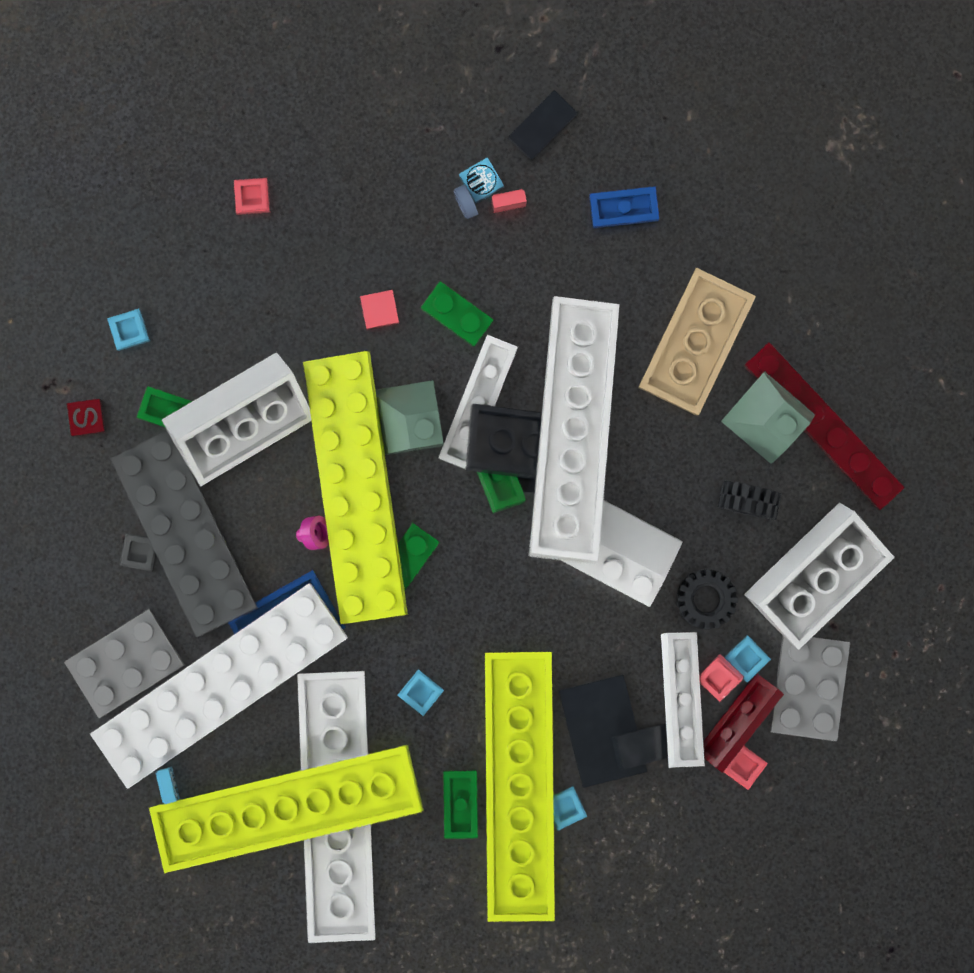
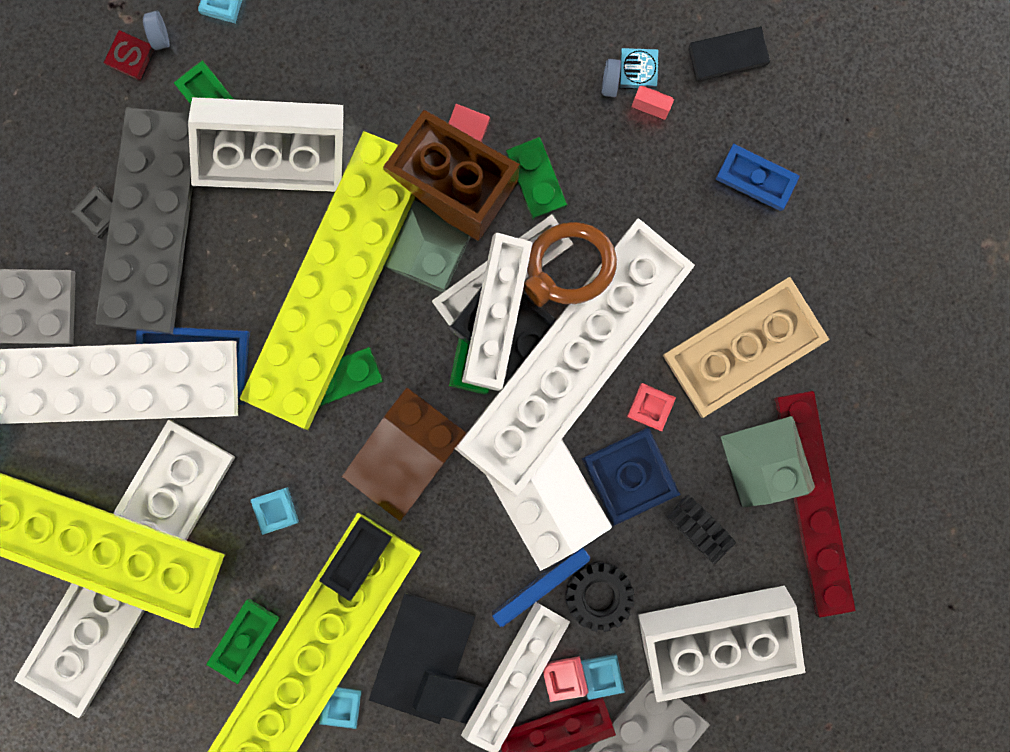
camera: 35 degrees right, 0 degrees up
(95, 385) = (155, 30): none -> sand blue tile
(313, 533) = (269, 297): dark pink tile -> none
(394, 352) = (453, 174): none -> reddish brown slope
(491, 586) = (404, 454): none -> reddish brown slope
(495, 434) = (497, 312): none -> white plate
(506, 687) = (355, 558): none -> black tile
(515, 395) = (542, 288): none -> dark orange piece
(654, 432) = (651, 407): none -> coral tile
(657, 619) = (540, 587): none -> blue tile
(672, 494) = (630, 476): none -> dark blue tile

